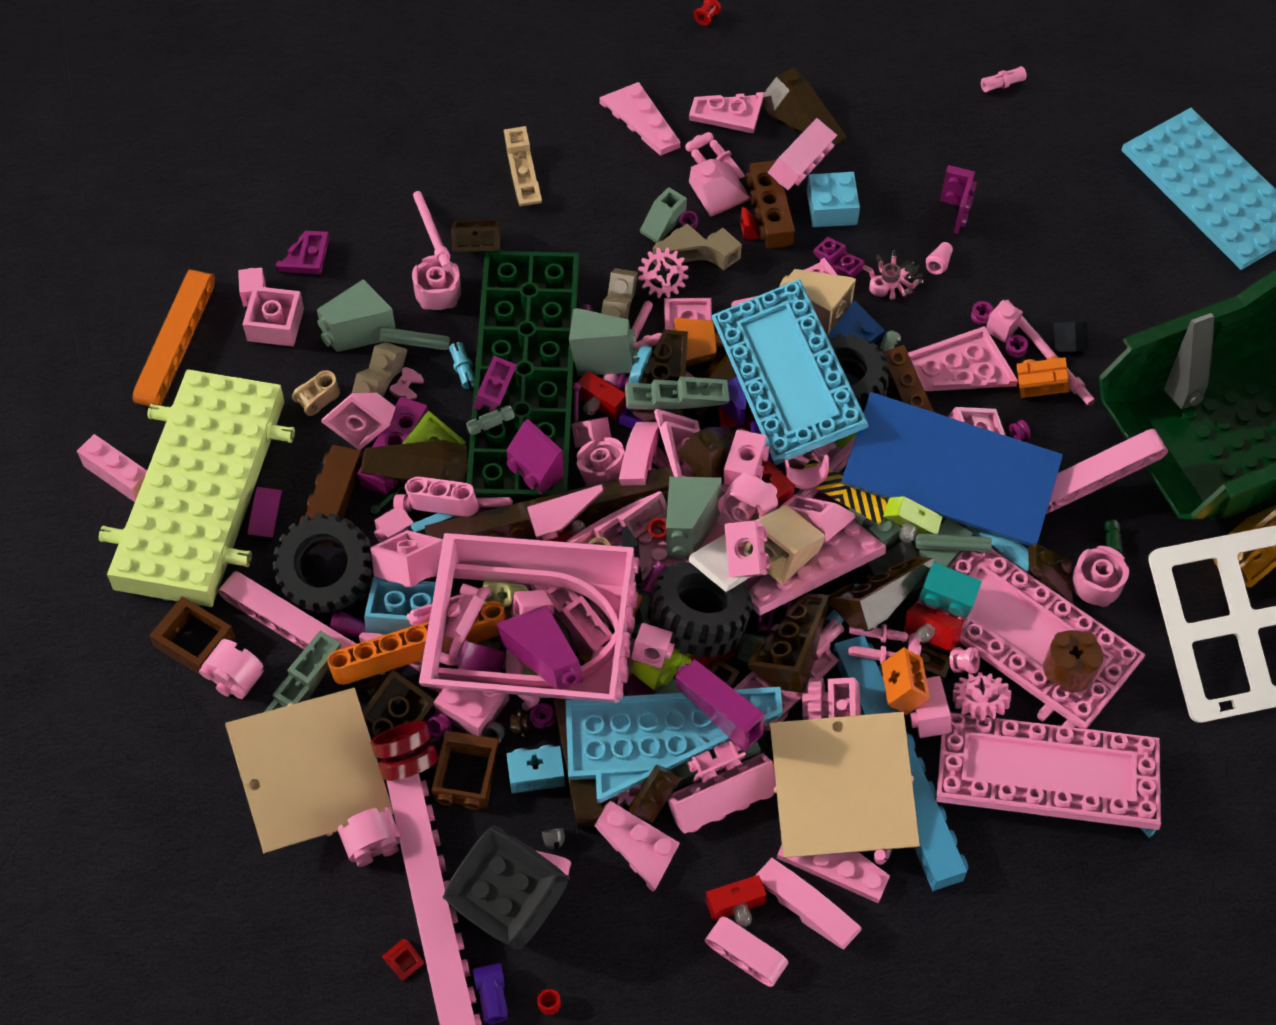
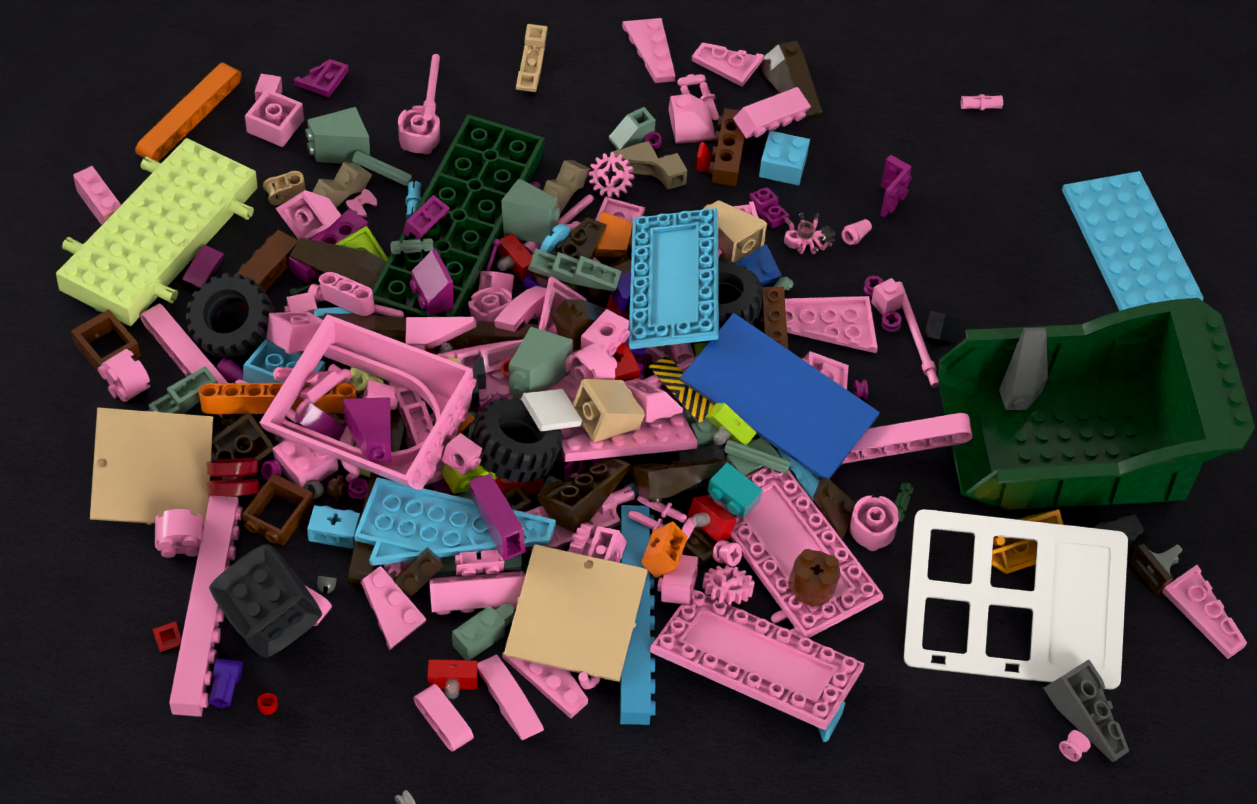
camera: 15 degrees right, 5 degrees down
(476, 238) = (466, 100): dark brown window -> none
(737, 536) = (561, 388): bright pink brick -> none
(746, 836) = (482, 630): none -> sand green brick
(808, 477) = (653, 368): bright pink helmet -> none
(1043, 377) = (900, 351): orange brick -> none

